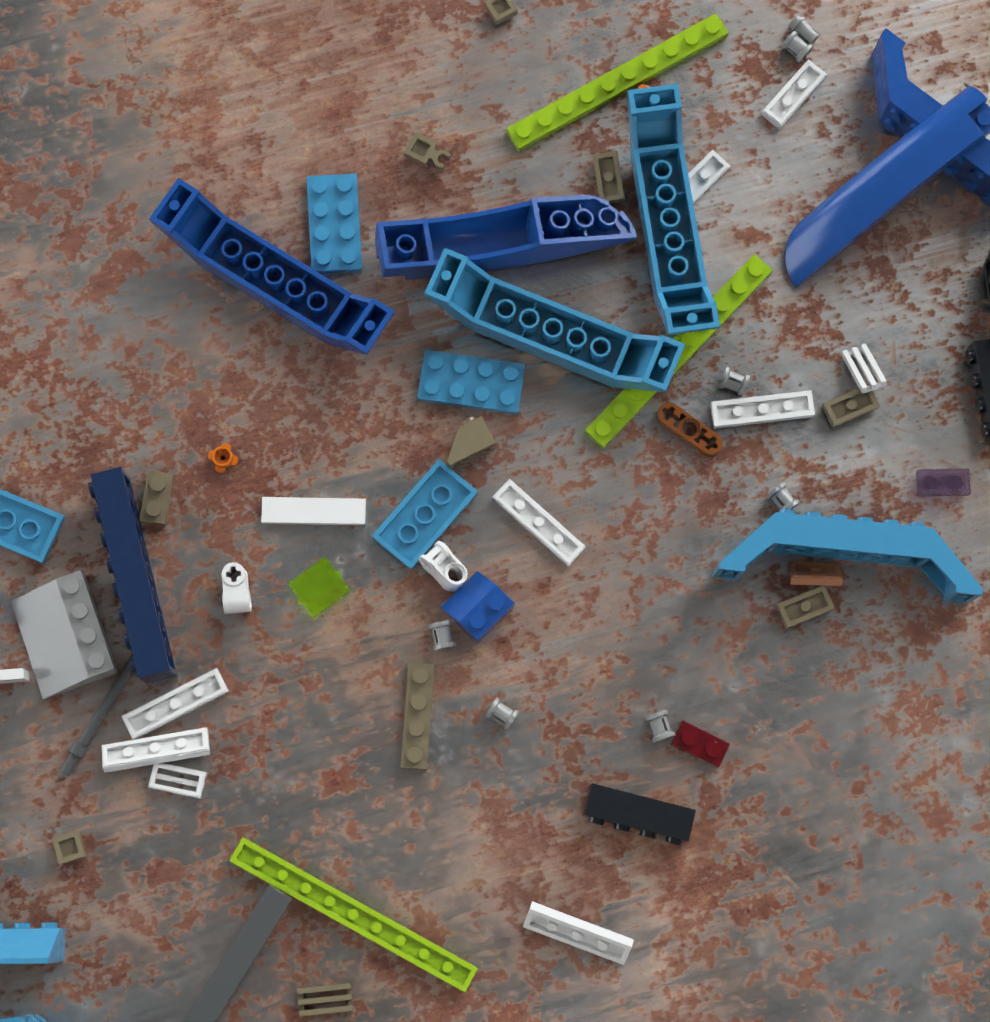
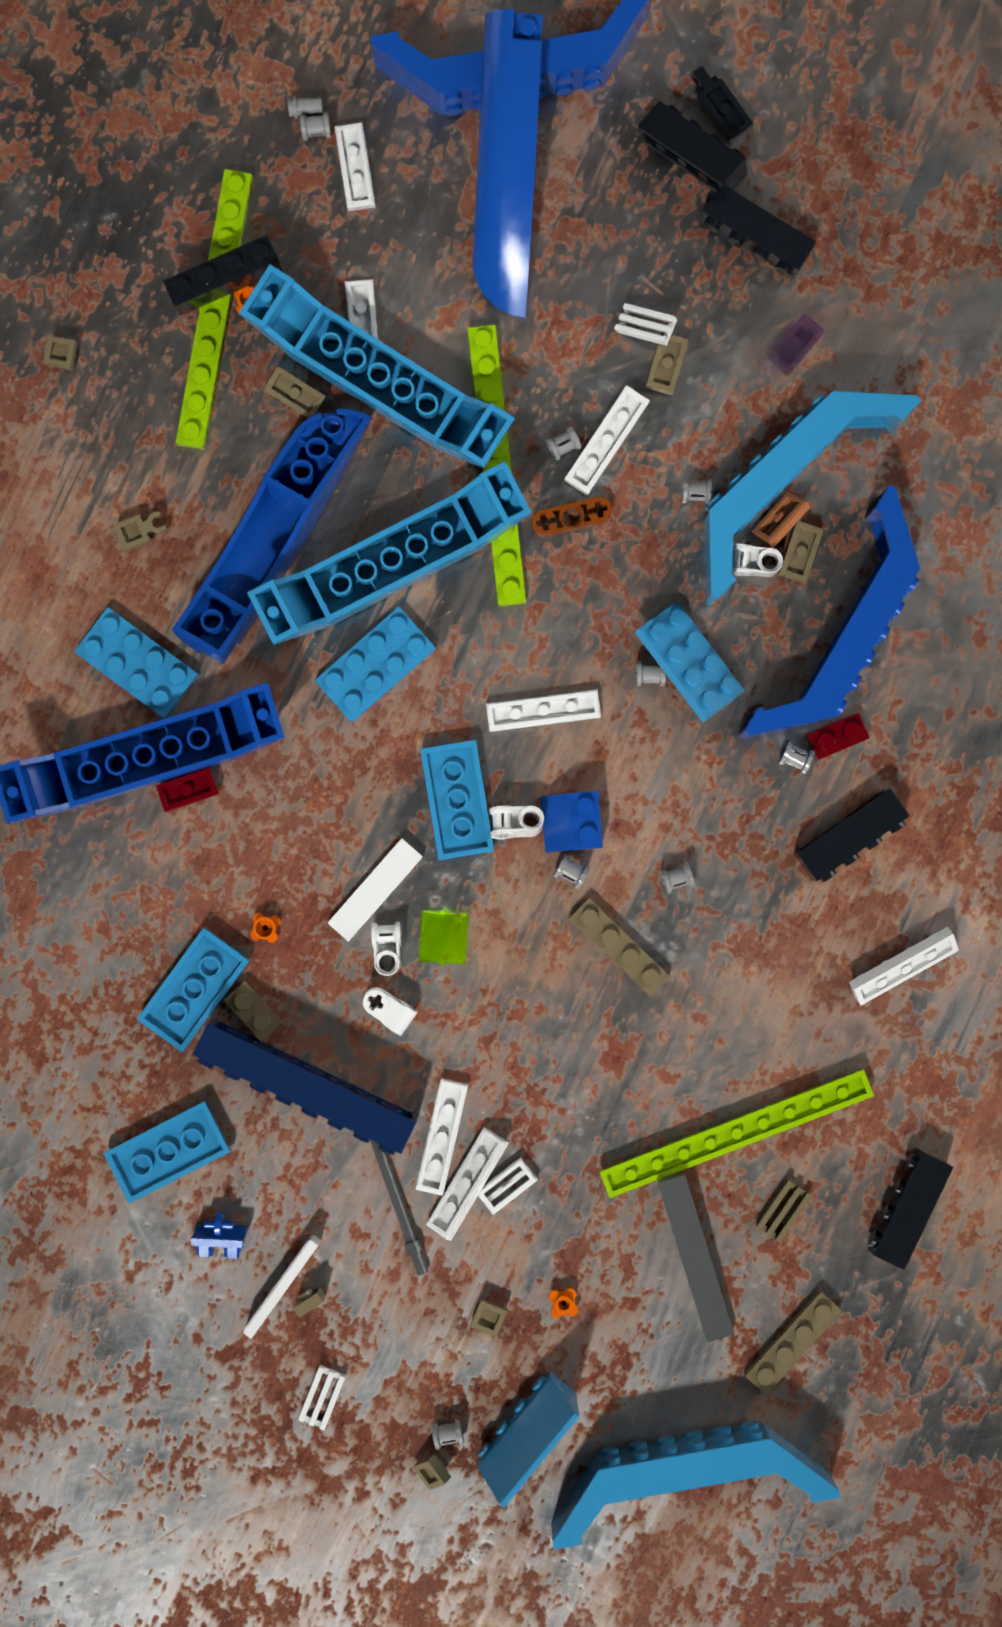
camera: 40 degrees left, 10 degrees up
(64, 635) = (307, 1181): light grey slope -> none
(124, 901) = (563, 1295): none -> orange plate
(138, 444) = (193, 989): none -> dark azure plate
(275, 327) = (187, 790): none -> dark red plate
(280, 551) = (386, 945): none -> white piece
(470, 442) = (427, 709): dark tan slope -> none
(629, 573) = (649, 674): none -> light grey bush
(642, 63) = (221, 275): none -> black brick
(661, 593) = (689, 661): none -> dark azure plate
(769, 577) = (752, 560): none -> white piece
(778, 694) = (860, 630): none -> blue slope

